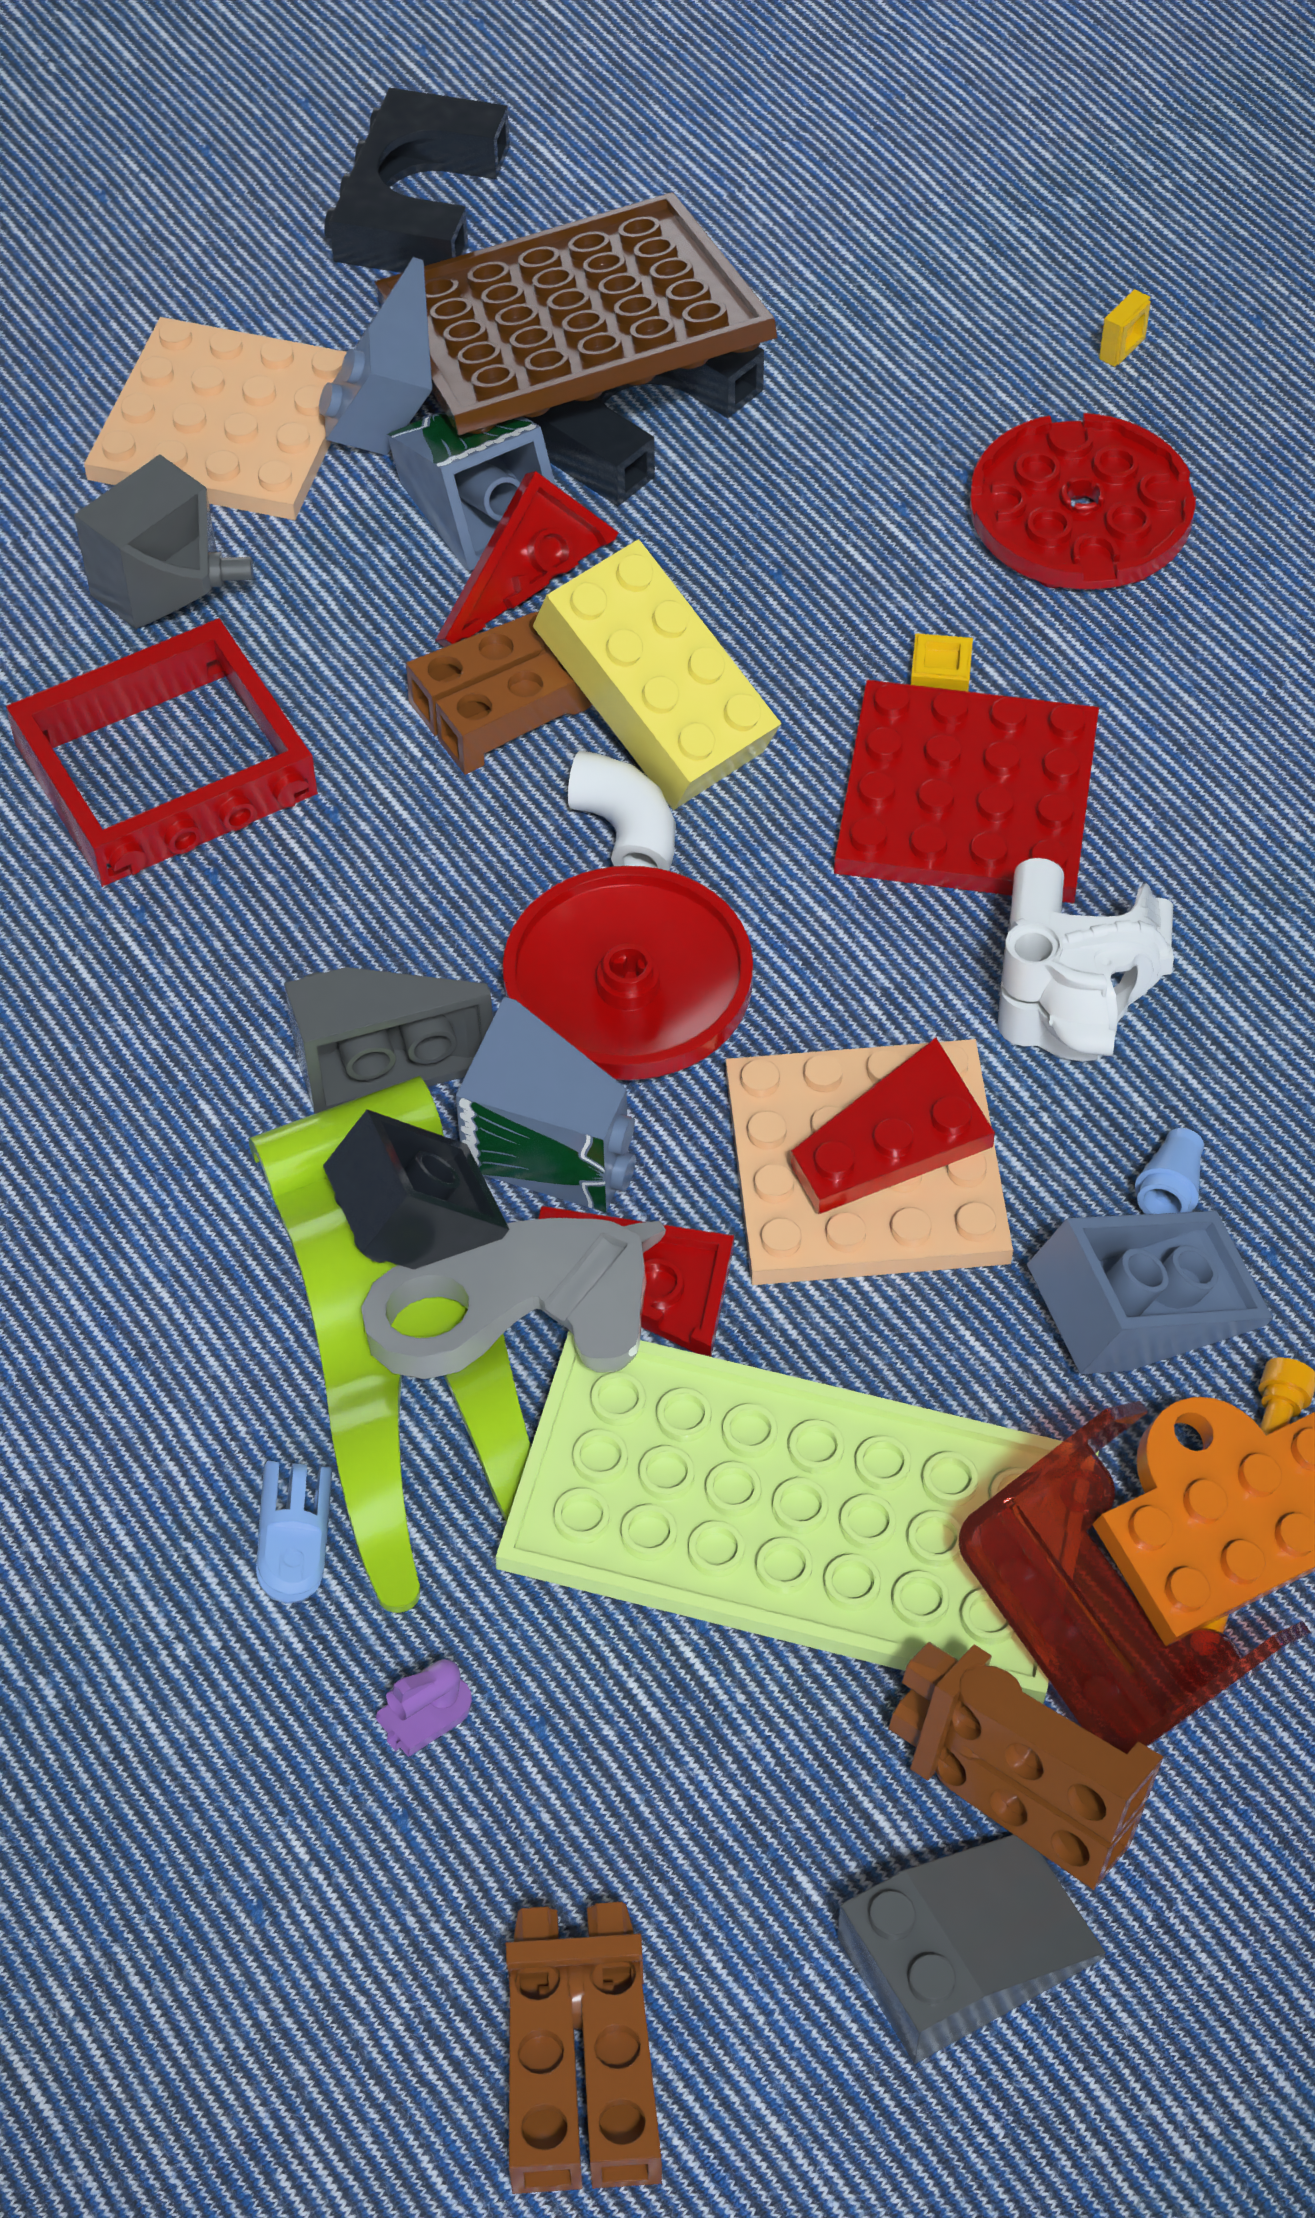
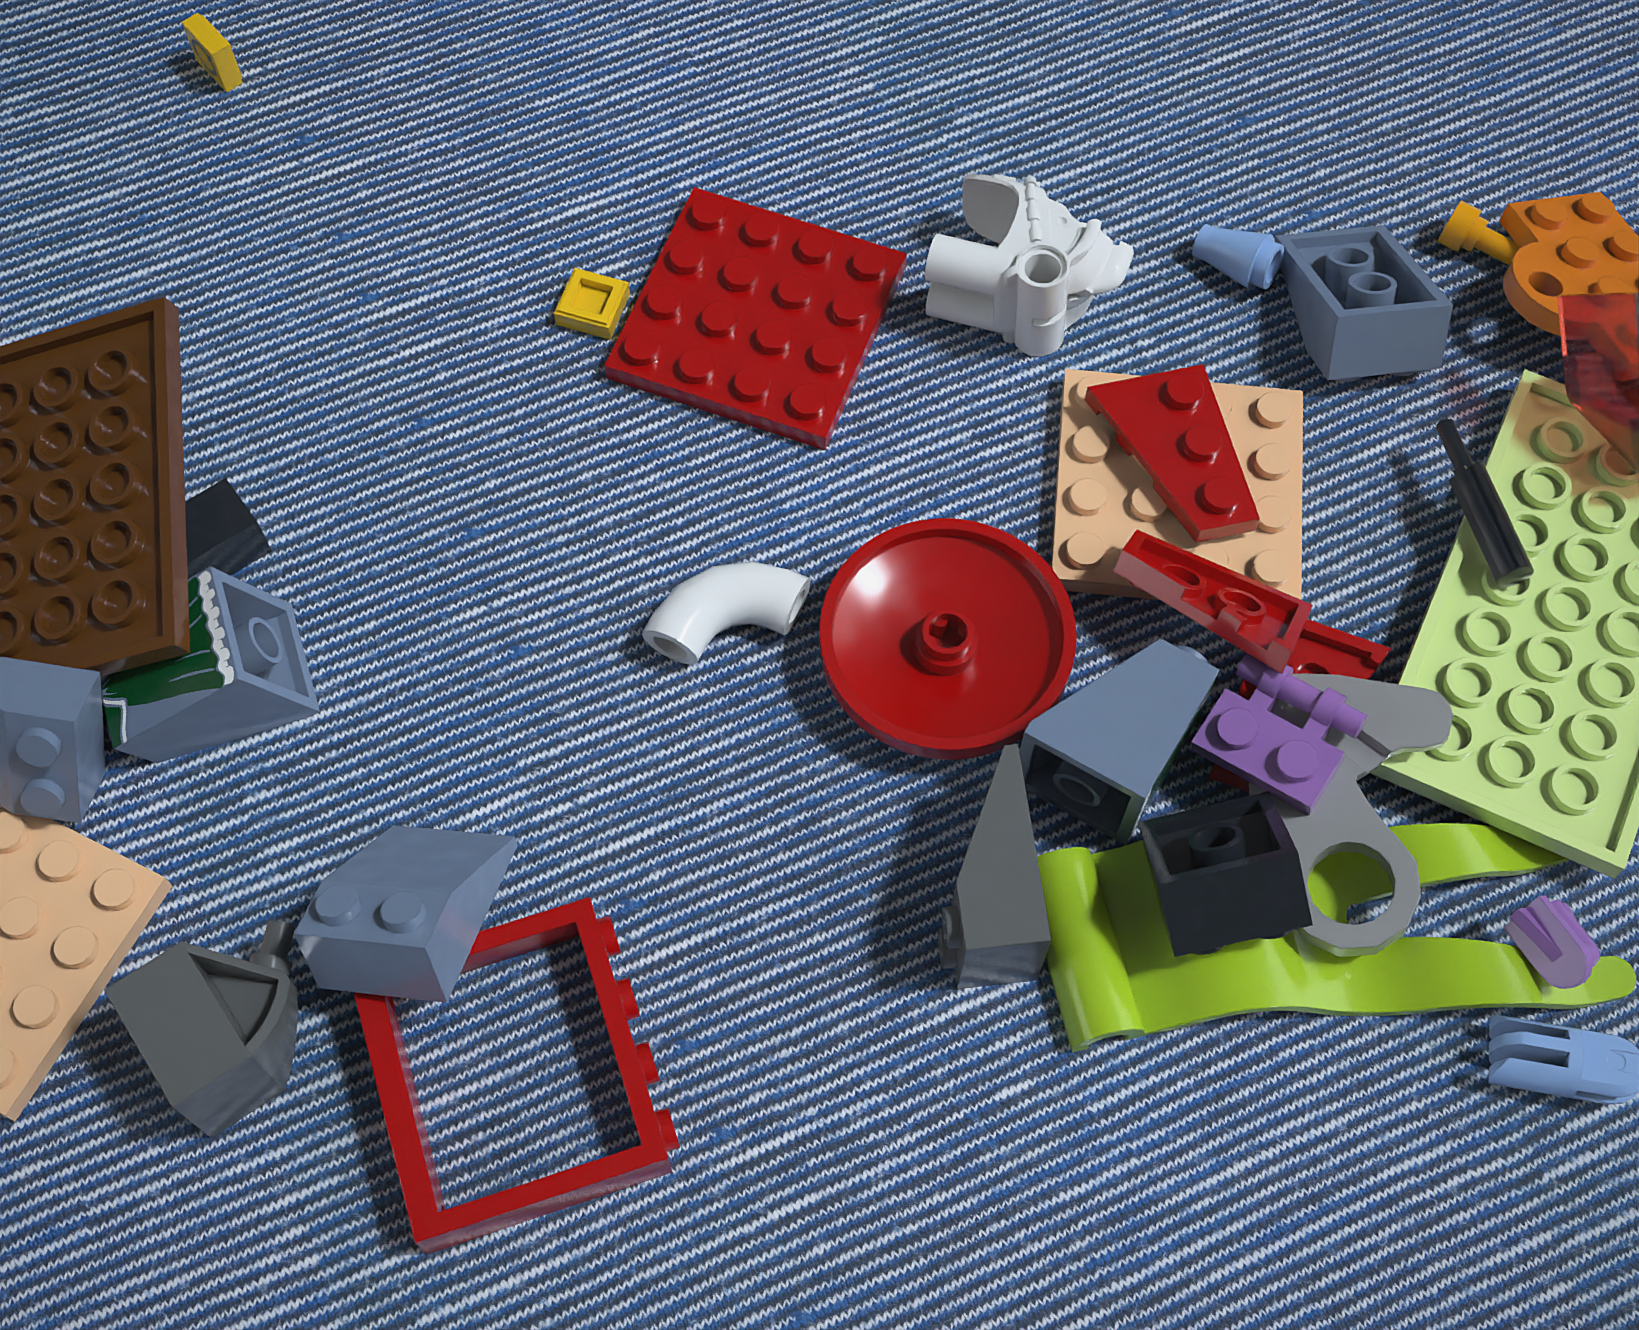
camera: 80 degrees left, 10 degrees up
(280, 635) = (403, 912): none -> sand blue slope
(408, 1536) = (1554, 942): none -> medium lavender piece
(491, 690) = (519, 628): dark orange hips -> none
(533, 543) = (341, 647): red wing -> none
(553, 1215) = (1270, 750): none -> medium lavender plate
(656, 673) = (580, 531): light yellow brick -> none
(707, 1166) = (1222, 600): none -> red wing
(885, 1401) = (1485, 512): none -> black axle
(1127, 534) = (418, 191): red plate -> none

